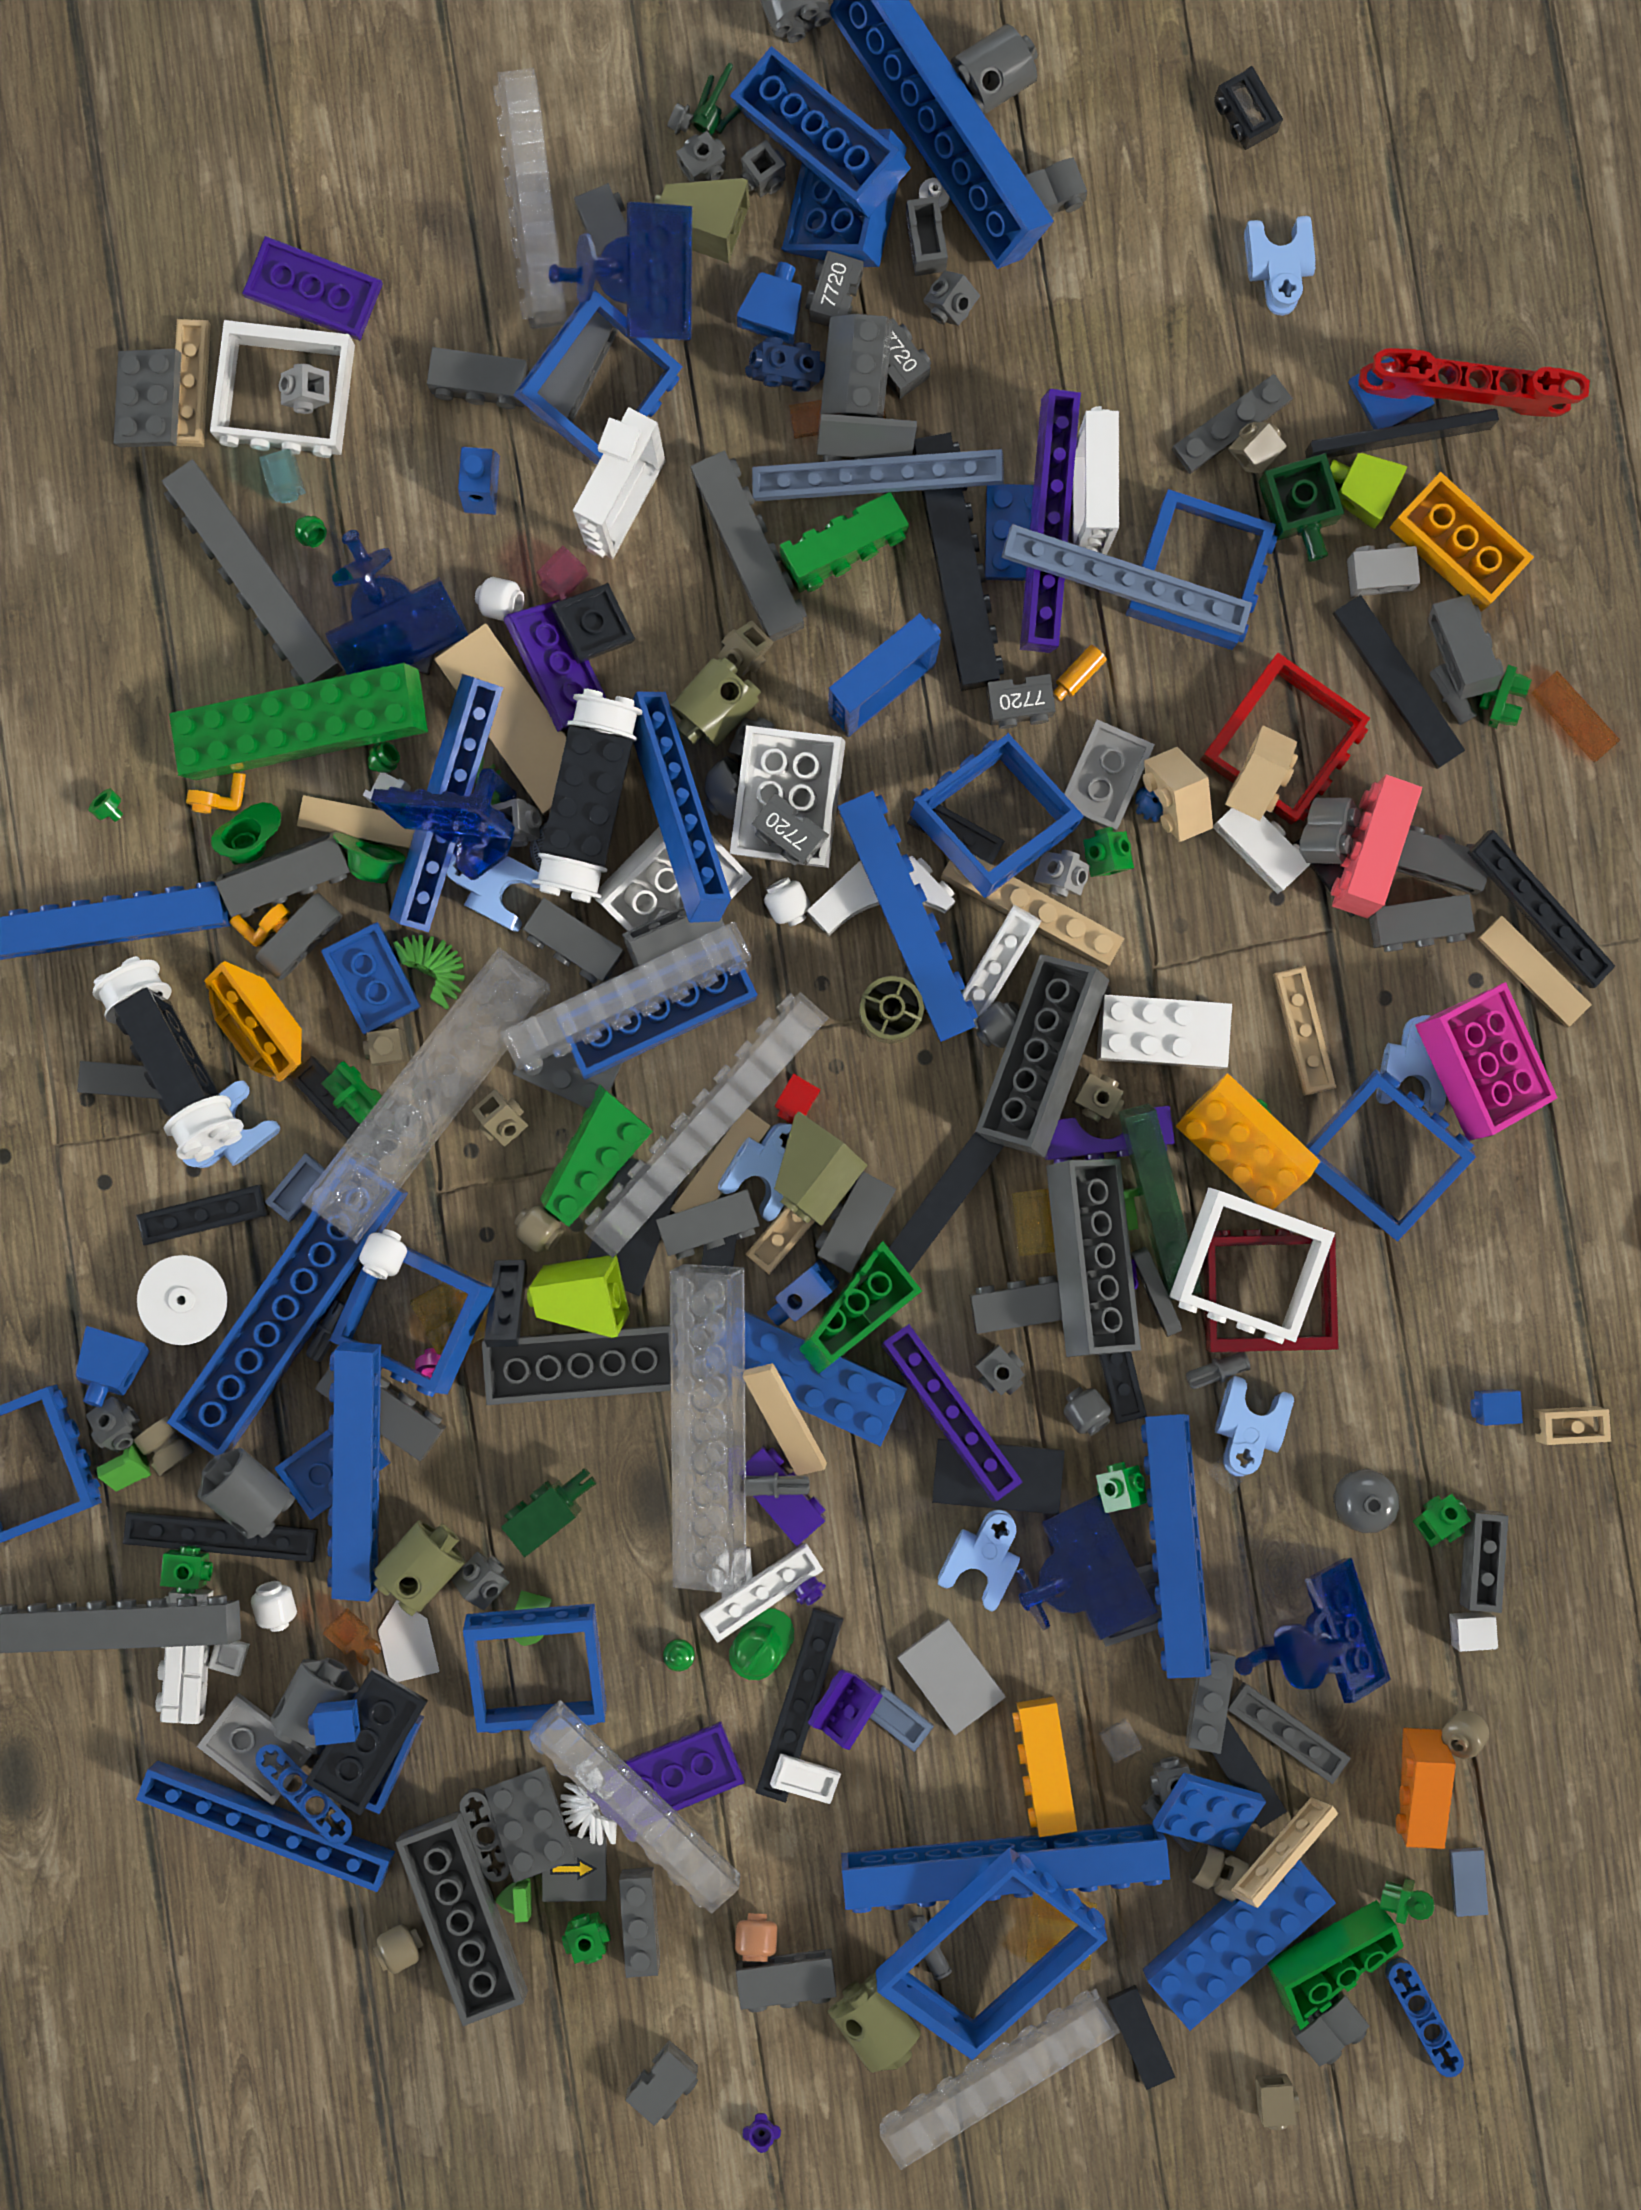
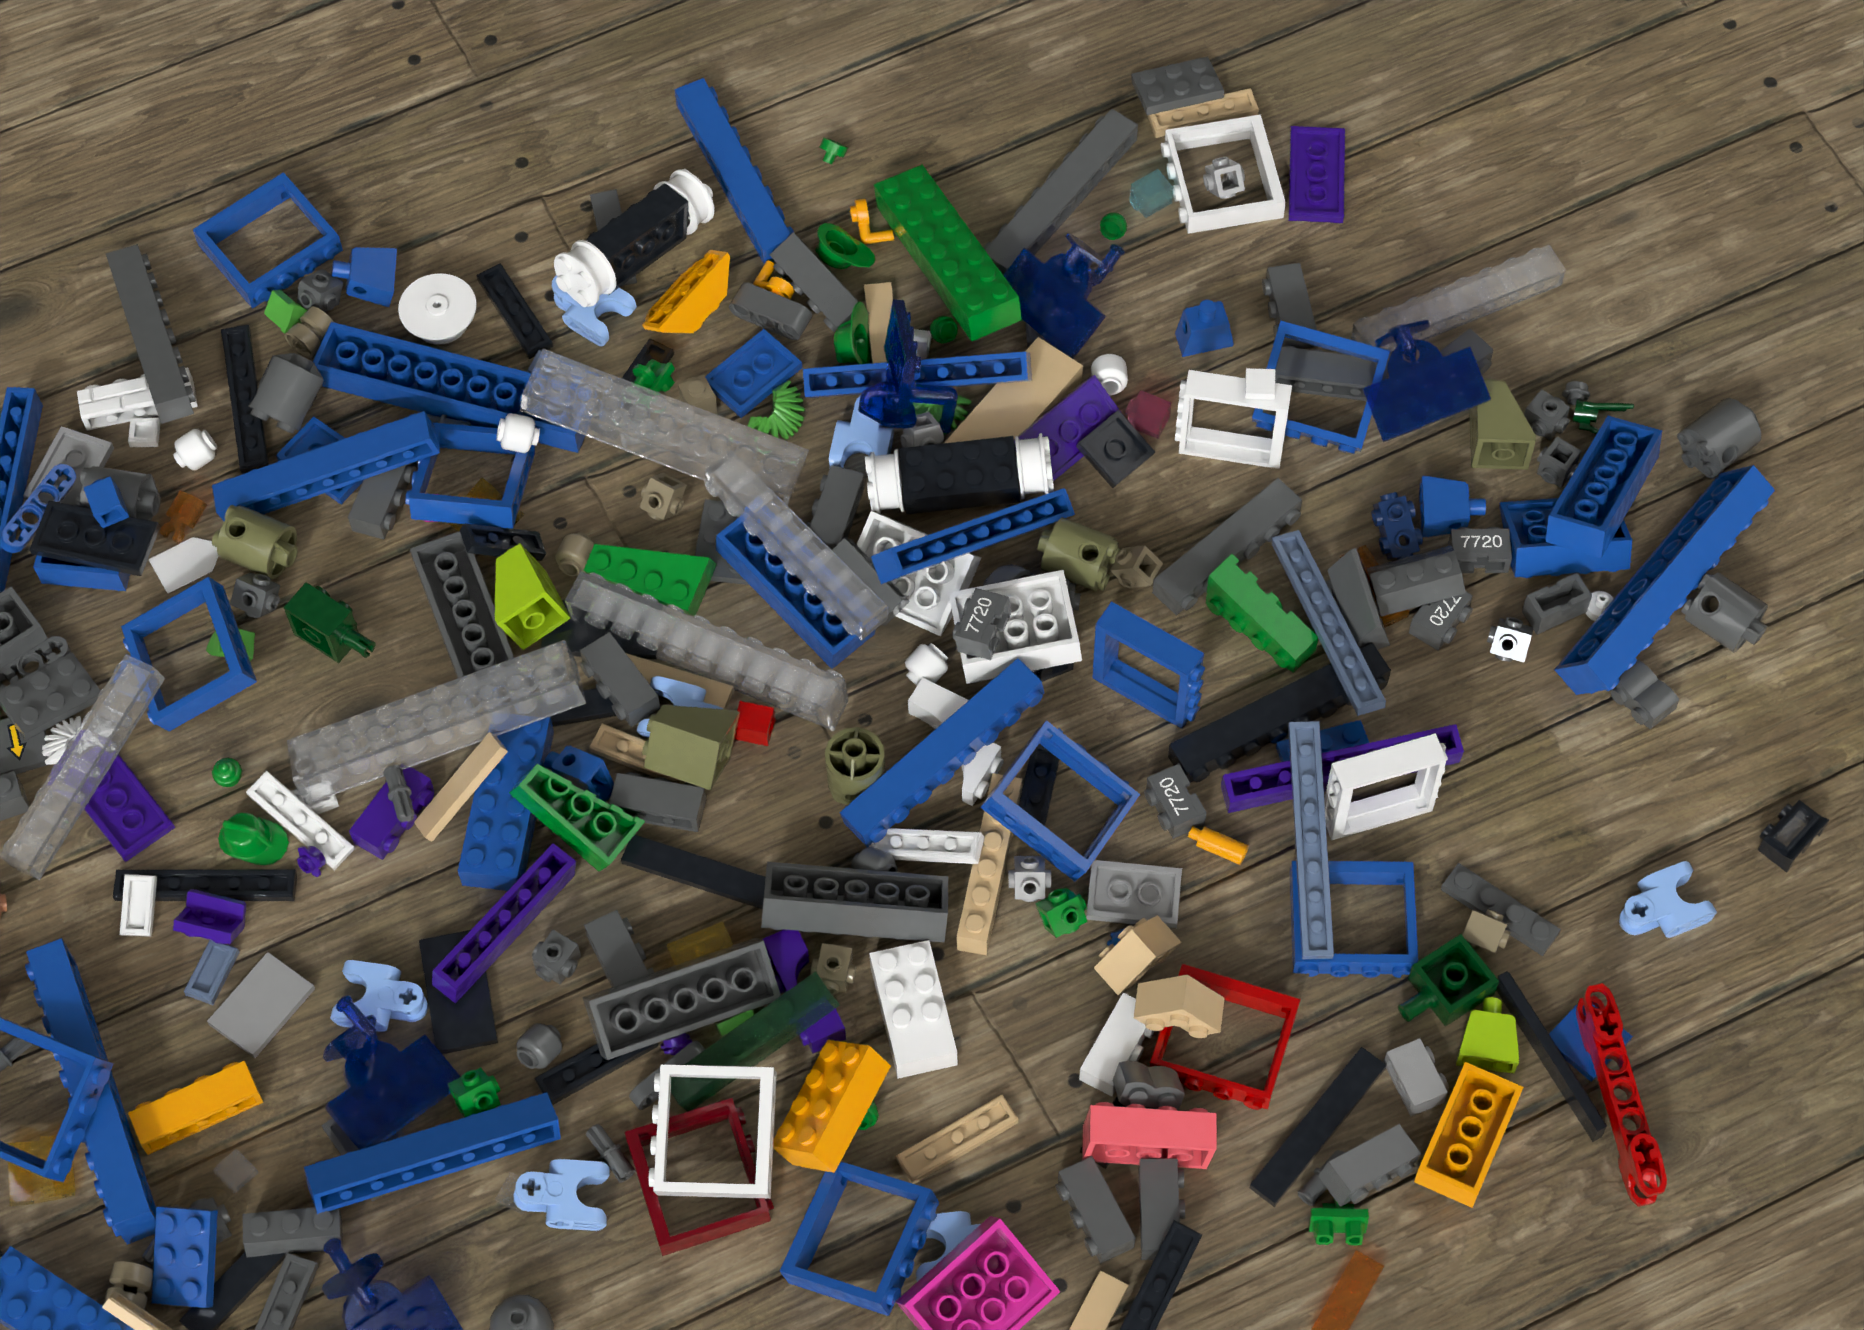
camera: 75 degrees right, 25 degrees down
(186, 1569) = (210, 375): green brick -> none

